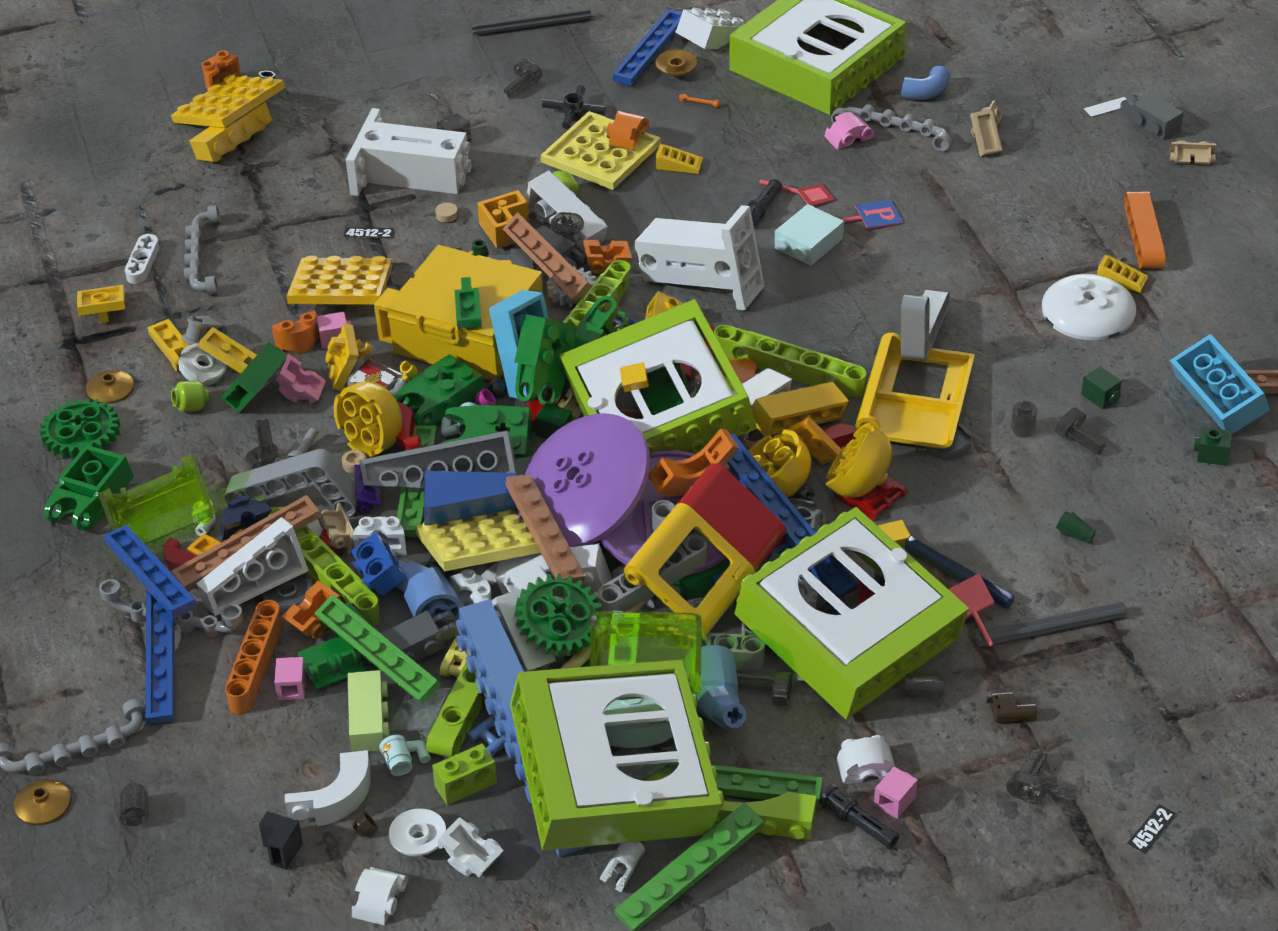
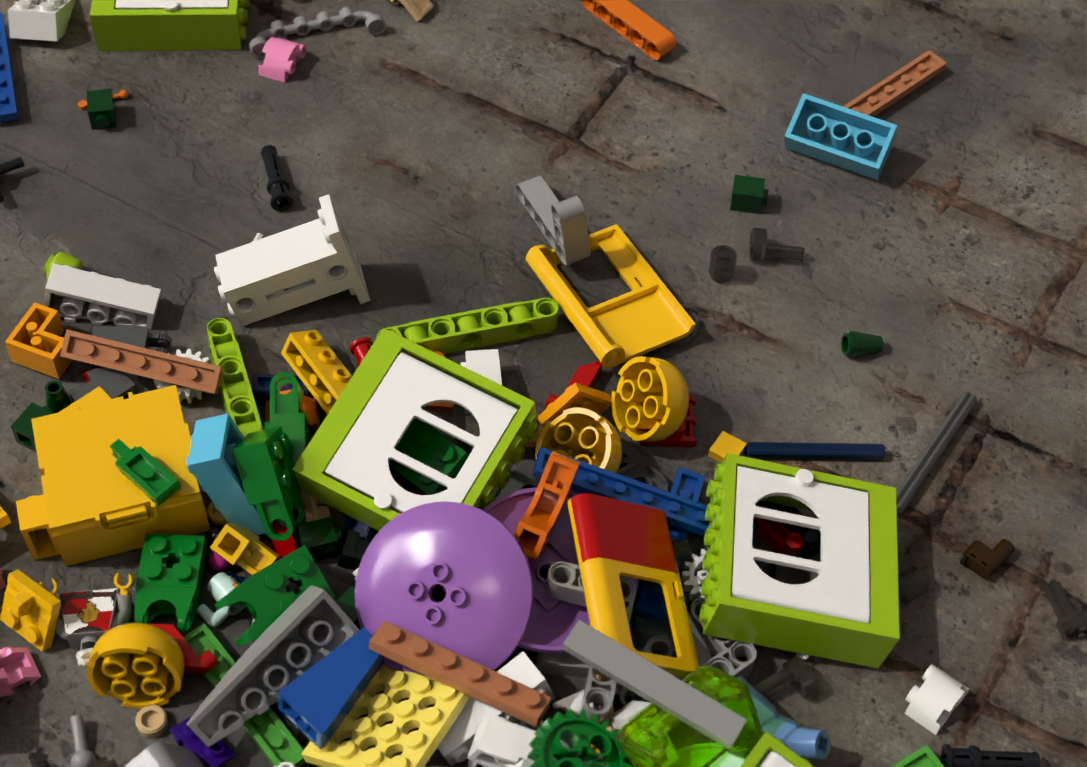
camera: 45 degrees left, 10 degrees up
(498, 391) = (243, 548): none -> yellow brick
(571, 224) = (126, 312): clear smoke piece -> none
(587, 152) = (73, 235): light yellow piece -> none
(600, 256) = (188, 322): orange cylinder -> none
(626, 130) = (74, 172): orange cylinder -> none
(634, 377) = (400, 448): yellow tile -> none
(643, 594) = (654, 684): none -> light grey tile
(676, 62) = (44, 71): pearl gold dish -> none
(676, 160) = (140, 177): yellow slope -> none
(689, 103) = (101, 109): none -> dark green brick
(786, 409) = (540, 368): yellow brick -> none
(809, 234) = (355, 185): light aqua brick -> none
(812, 195) = (309, 140): piece -> none
(876, 214) = (387, 130): blue piece -> none
(895, 792) = (993, 711): bright pink brick -> none
(977, 598) = (859, 466): coral piece -> none
(1089, 307) = (654, 121): white brick -> none
(1119, 271) = (643, 75): yellow slope -> none
(1213, 446) = (884, 196): dark green brick -> none

